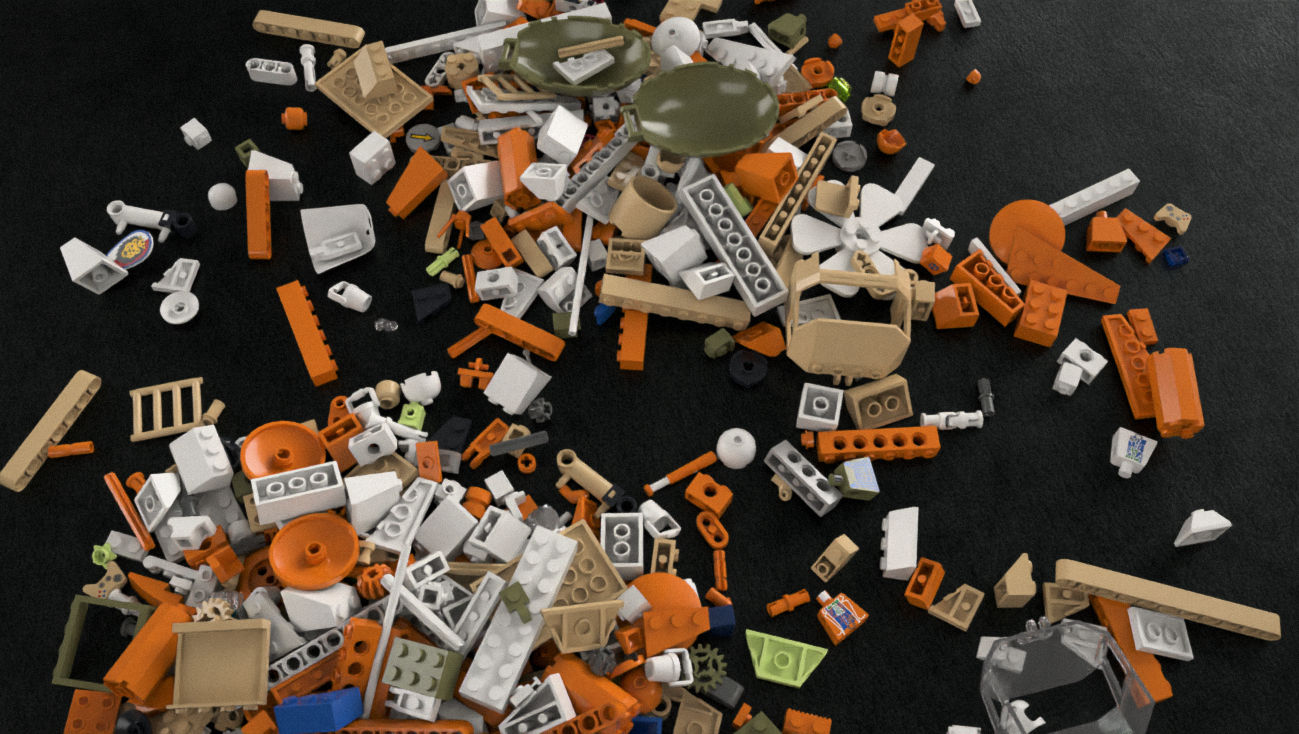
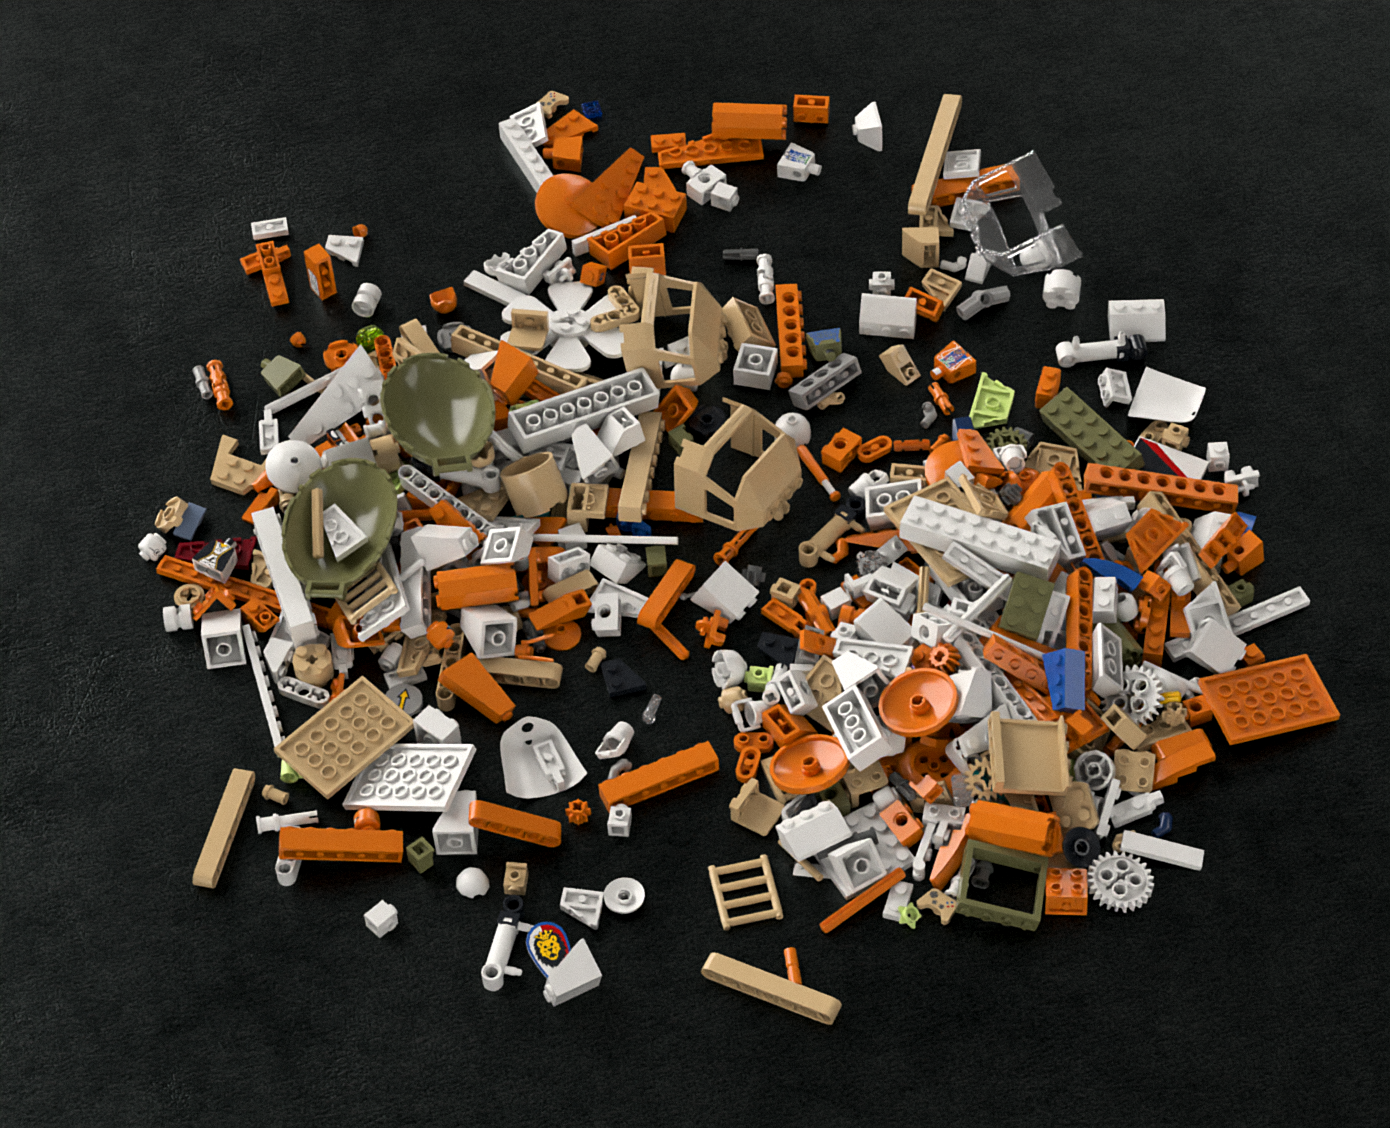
camera: 85 degrees left, 10 degrees down
(136, 484) = (834, 896): orange bush -> none
(190, 531) = (890, 829): white brick -> none
(214, 411) = (751, 847): tan pin -> none
(216, 226) = (515, 878): none -> tan brick
(254, 412) = (755, 809): none -> tan bracket
(263, 302) = (619, 820): none -> white brick
(266, 98) = (340, 844): none -> orange brick
(278, 269) = (578, 811): none -> orange gear
(312, 408) = (746, 765): none -> orange plate
(318, 139) = (411, 778): none -> white plate
(324, 300) = (621, 765): none -> light grey arm
(375, 71) = (325, 726): tan slope -> none
(442, 261) = (573, 668): yellowish green axle -> none
(470, 277) = (588, 646): orange axle -> none
(471, 148) = (440, 635): none -> orange head
(487, 468) = (815, 613): none -> orange piece
(516, 600) = (972, 529): olive plate -> none
(518, 443) = (795, 581): dark grey axle -> none
(577, 391) = (730, 549): none -> orange pin
(638, 410) = (762, 488): none -> tan windscreen
(742, 717) = (1042, 430): orange plate -> none
(765, 591) = (930, 414): none -> light grey arm
(878, 117) = (399, 317): tan plate -> none
(935, 644) = (974, 305): none -> light grey piece
(936, 203) = (528, 268): none -> white wedge
(940, 181) = (494, 263): none -> white hair
(952, 69) = (345, 248): none -> white wing
(952, 538) = (881, 283): none -> white brick
(997, 625) = (954, 267): none -> white arm
(1080, 317) = (657, 177): none -> orange wing
(1102, 346) = (690, 169): none -> white bush
(1137, 201) = (533, 123): none -> white wing
(1218, 464) = (811, 109): none -> orange brick

